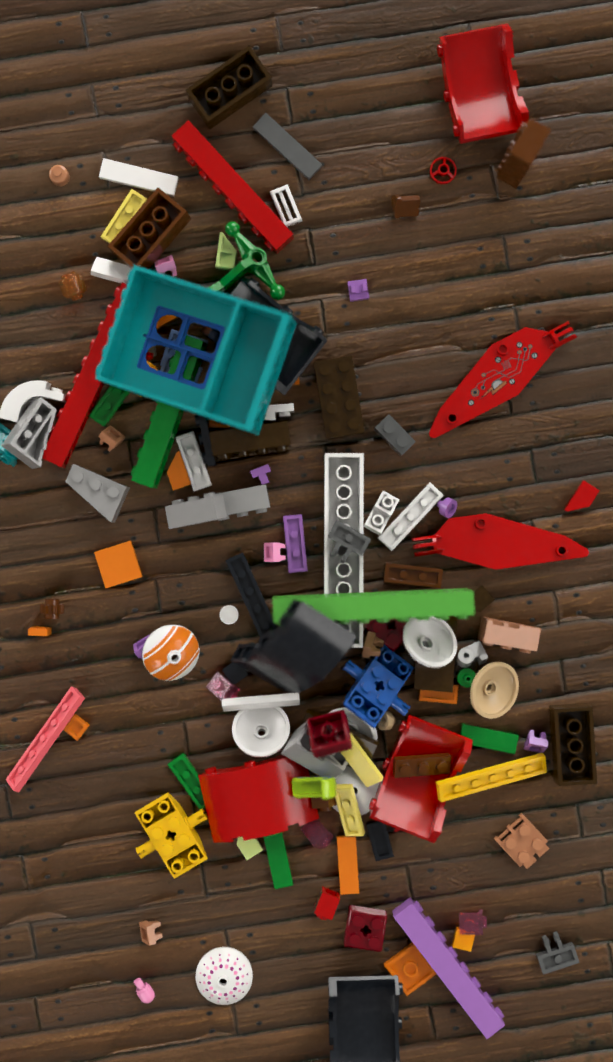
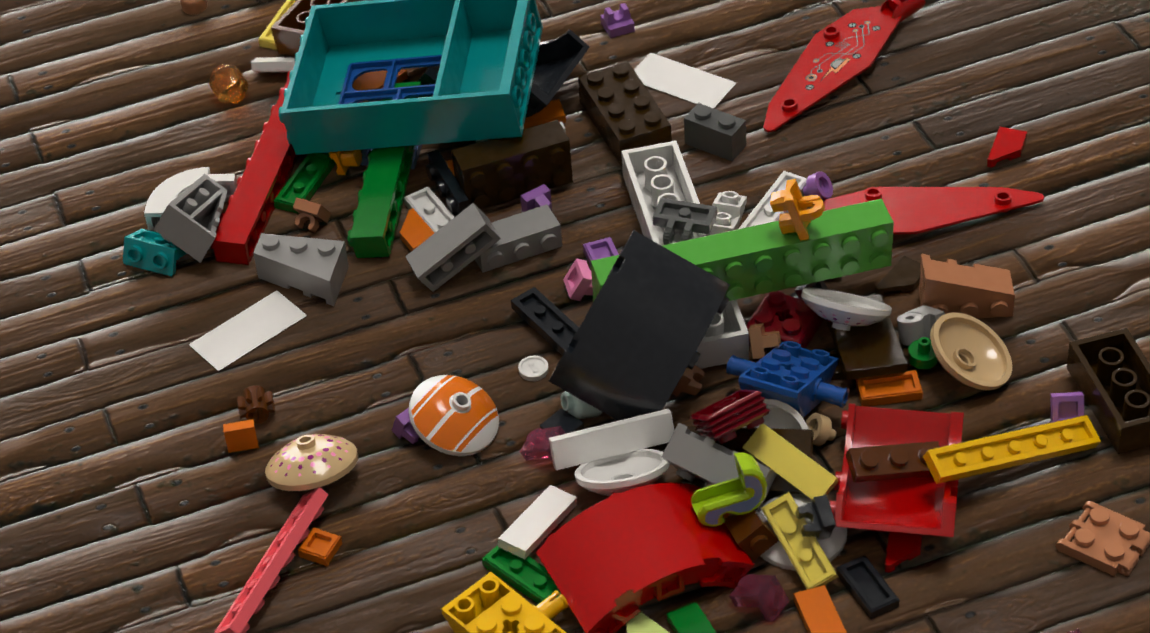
camera: 10 degrees left, 45 degrees down
(57, 530) = (247, 330): none -> white sticker
(89, 673) = (311, 462): none -> tan dish
(118, 564) = (349, 344): orange tile -> none
(204, 747) = (537, 522): none -> white tile
(363, 810) = (821, 518): none -> black tile
(387, 363) = (682, 80): none -> white sticker
(410, 606) = (798, 216): none -> light orange hips
(490, 738) = (992, 422): green tile -> none

